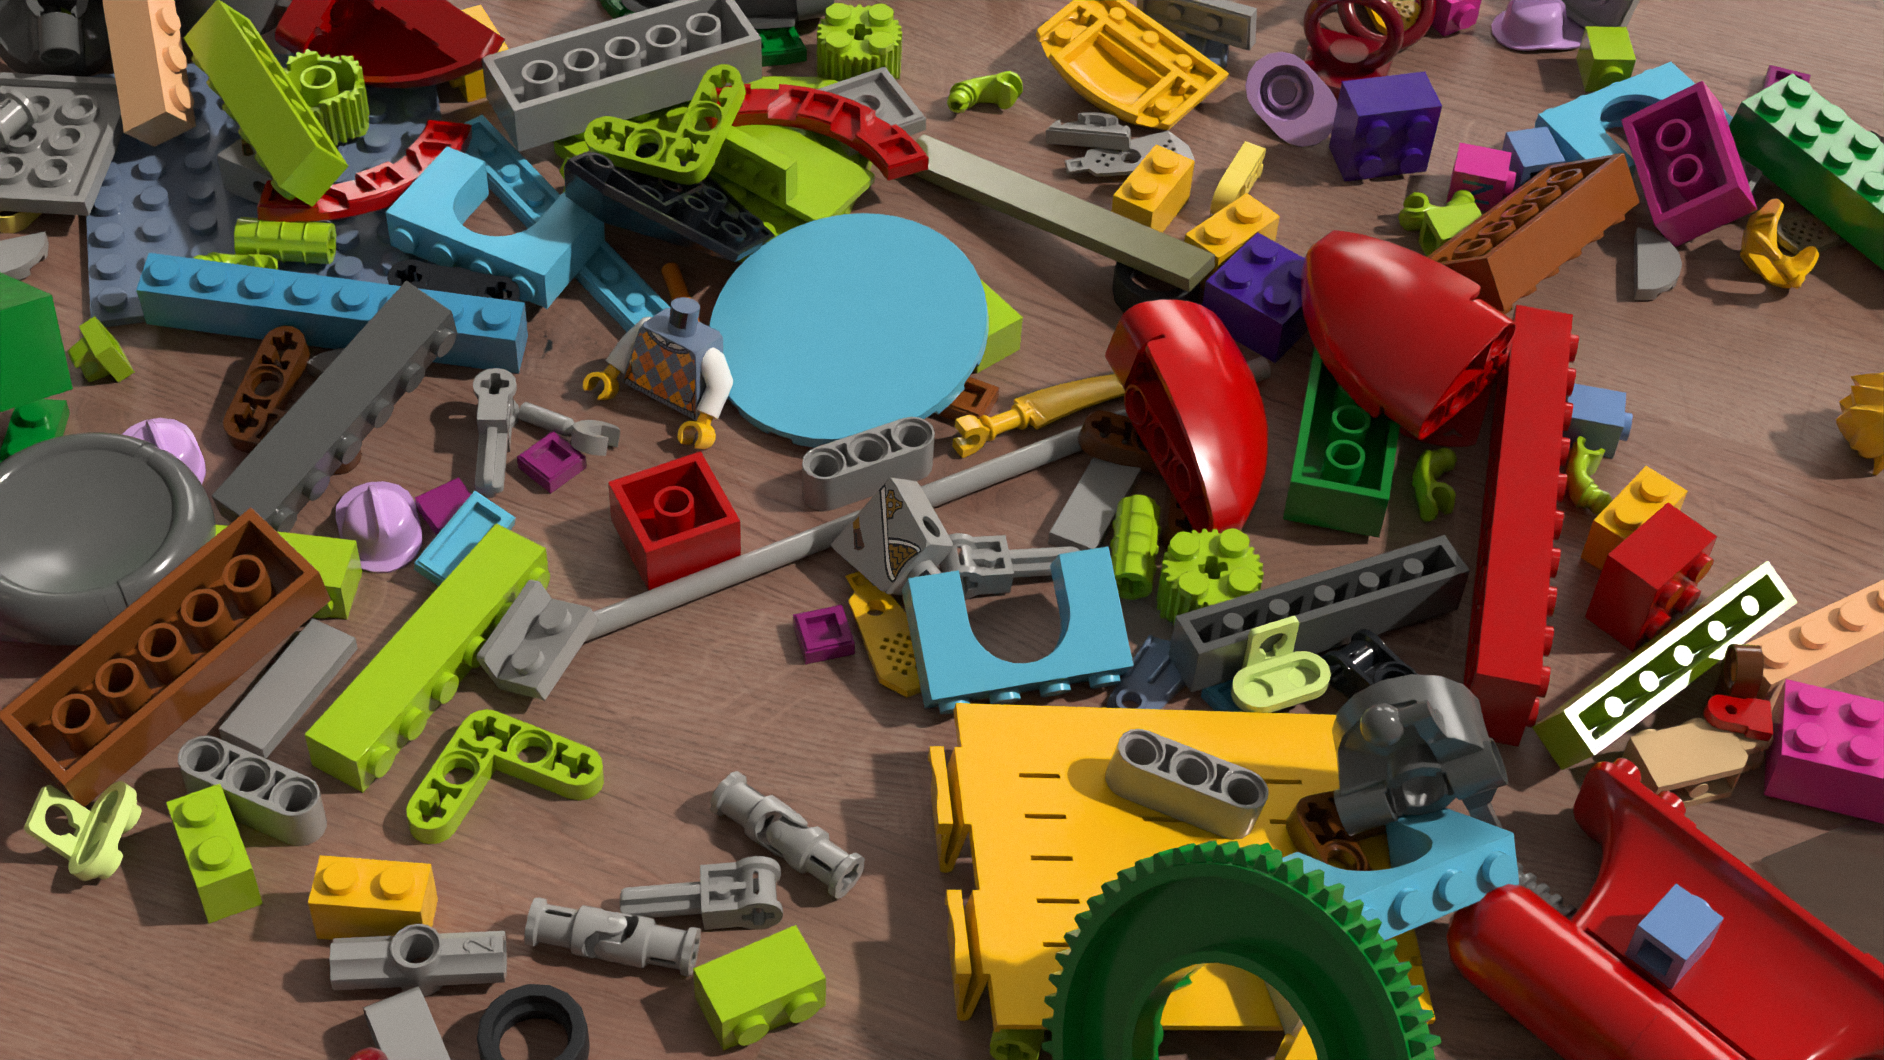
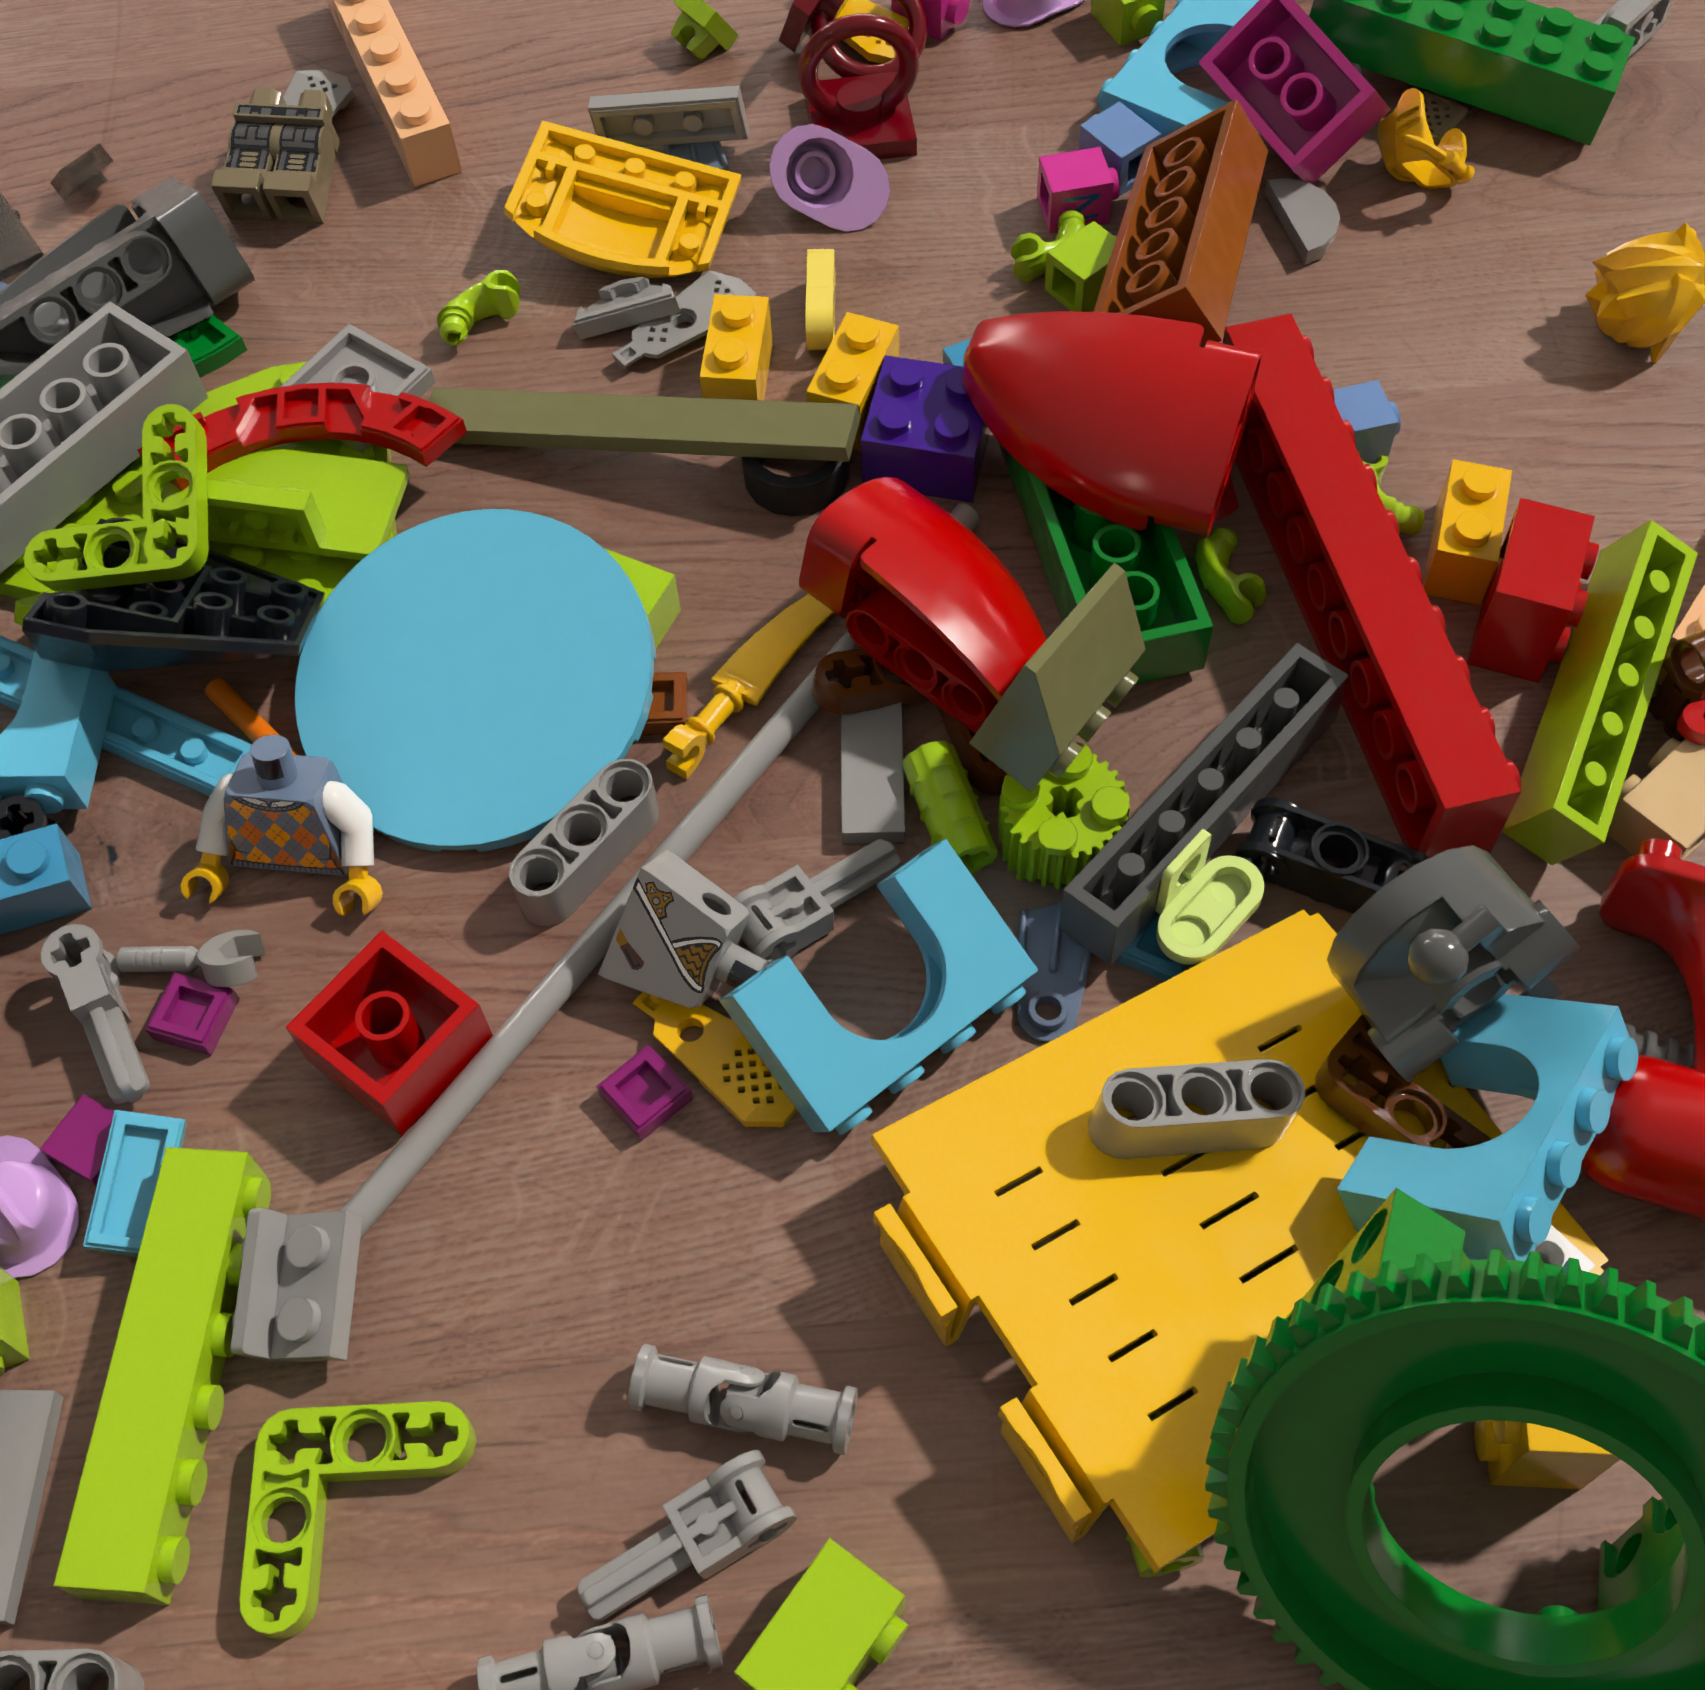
camera: 20 degrees left, 10 degrees up
(858, 41) = (300, 305): lime brick -> none
(1249, 480) = (1065, 686): none -> olive slope
(1384, 126) = (949, 169): dark purple brick -> none

